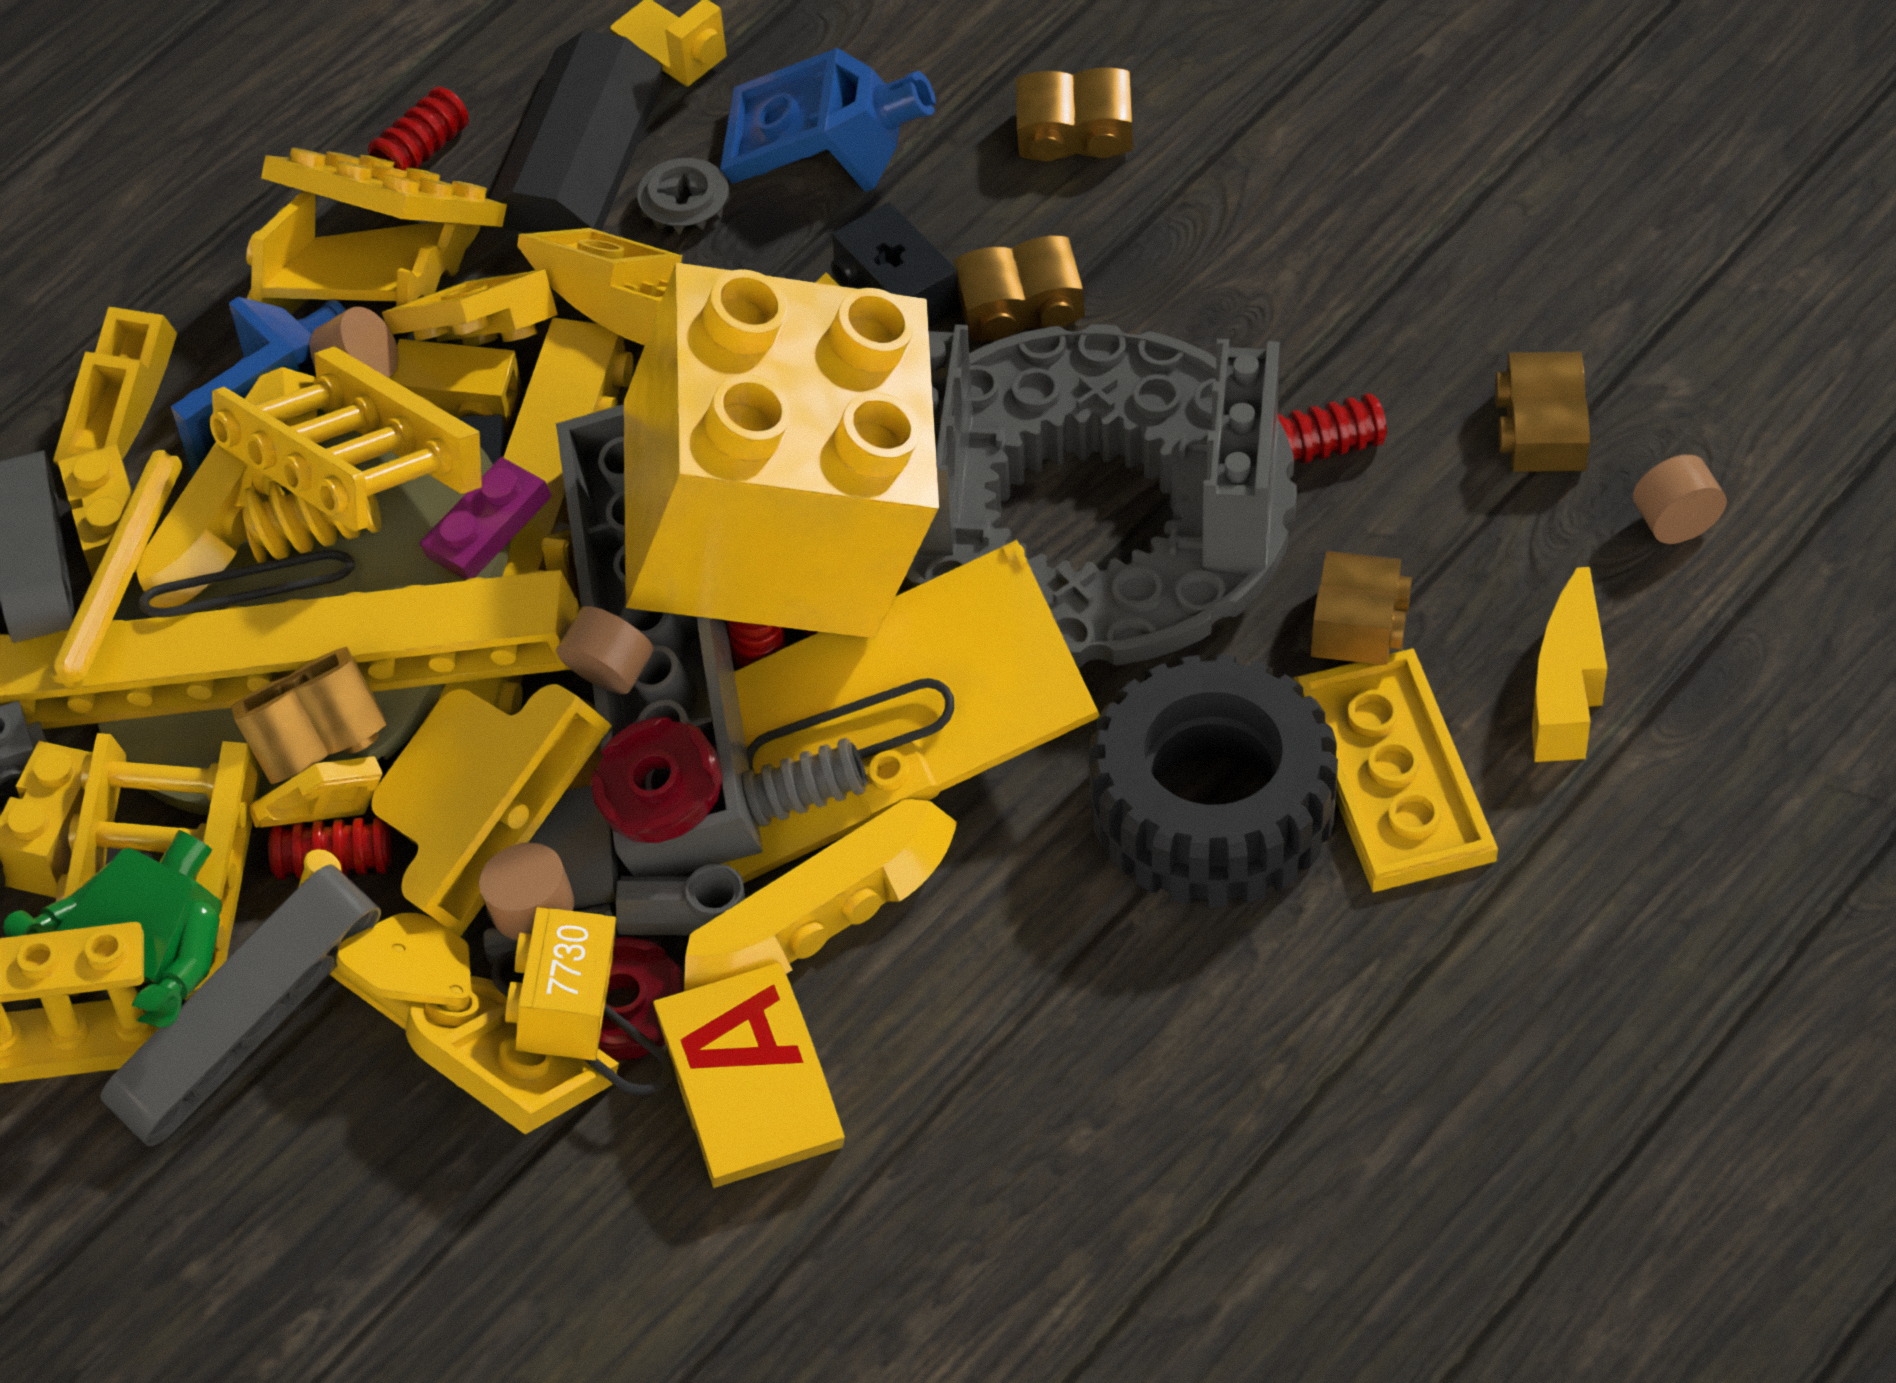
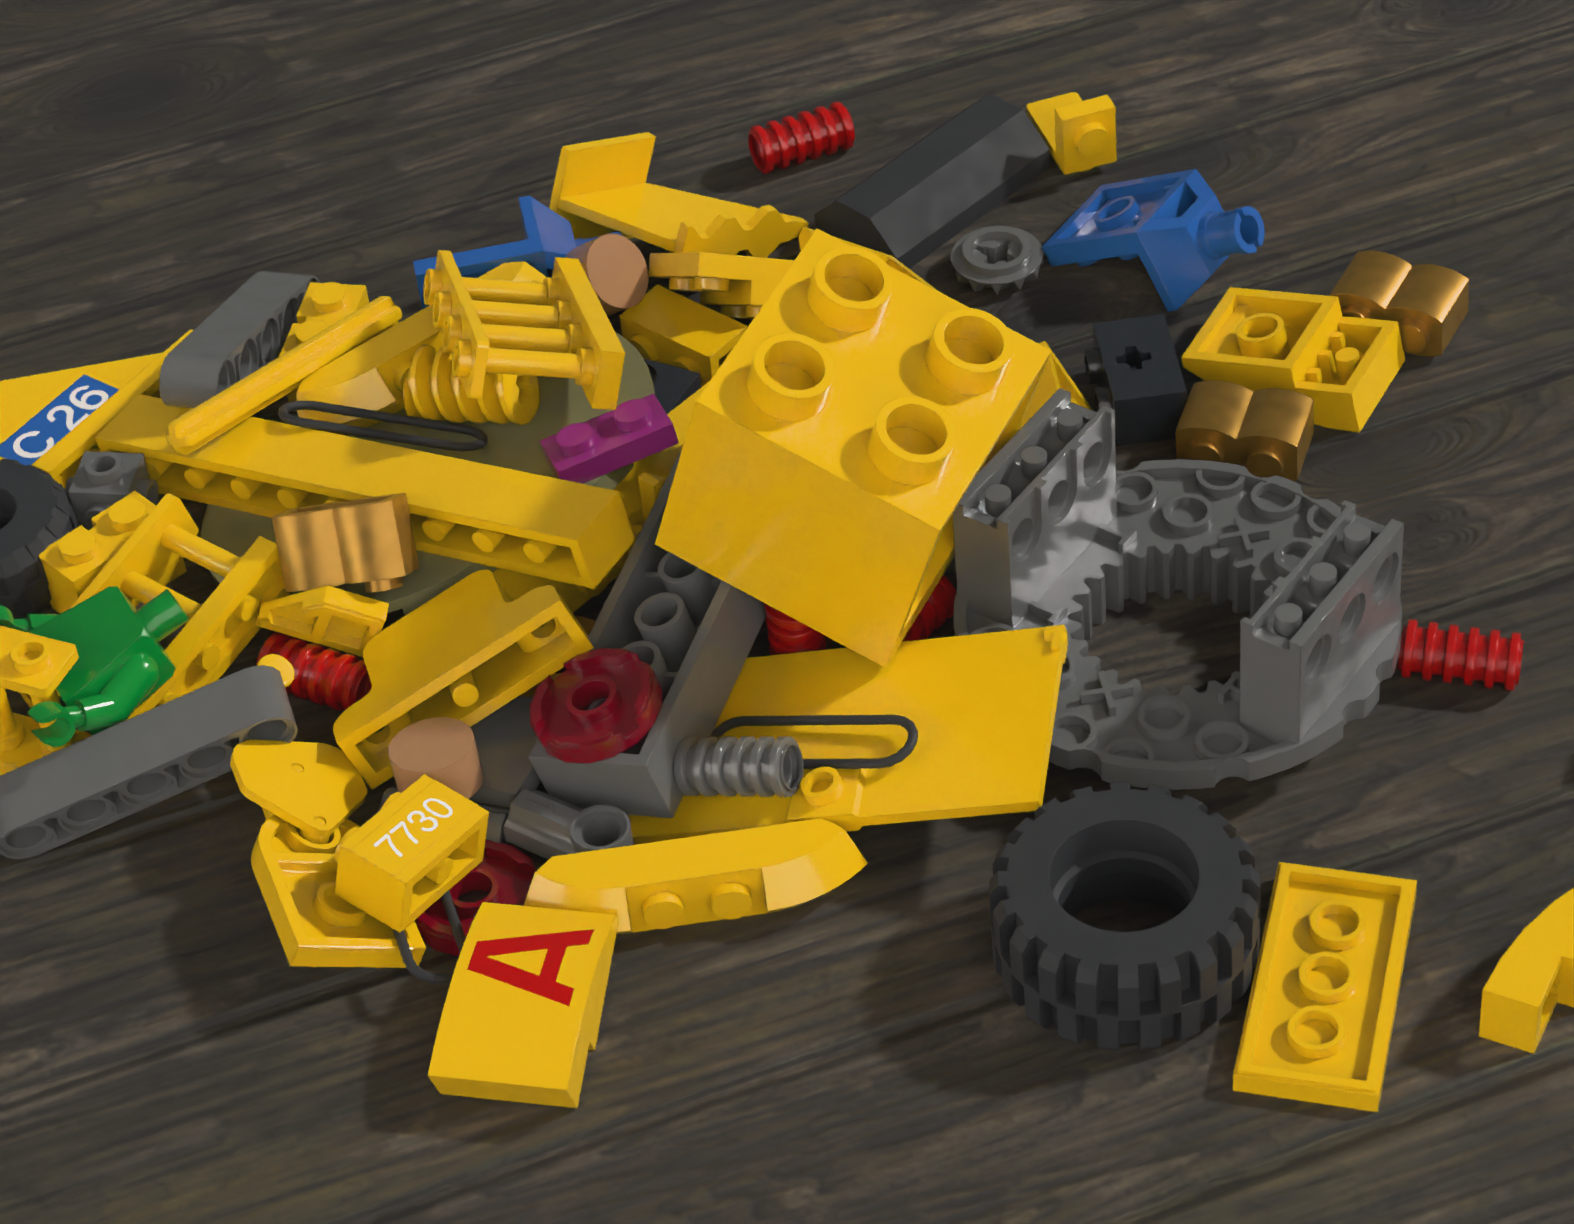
camera: 30 degrees right, 10 degrees down
(117, 383) = (441, 222): yellow slope -> none
(384, 189) = (723, 158): yellow plate -> none
(605, 650) = (615, 574): medium nougat piece -> none
(1013, 192) = (1302, 347): none -> yellow slope
(1360, 608) = (1377, 819): pearl gold brick -> none

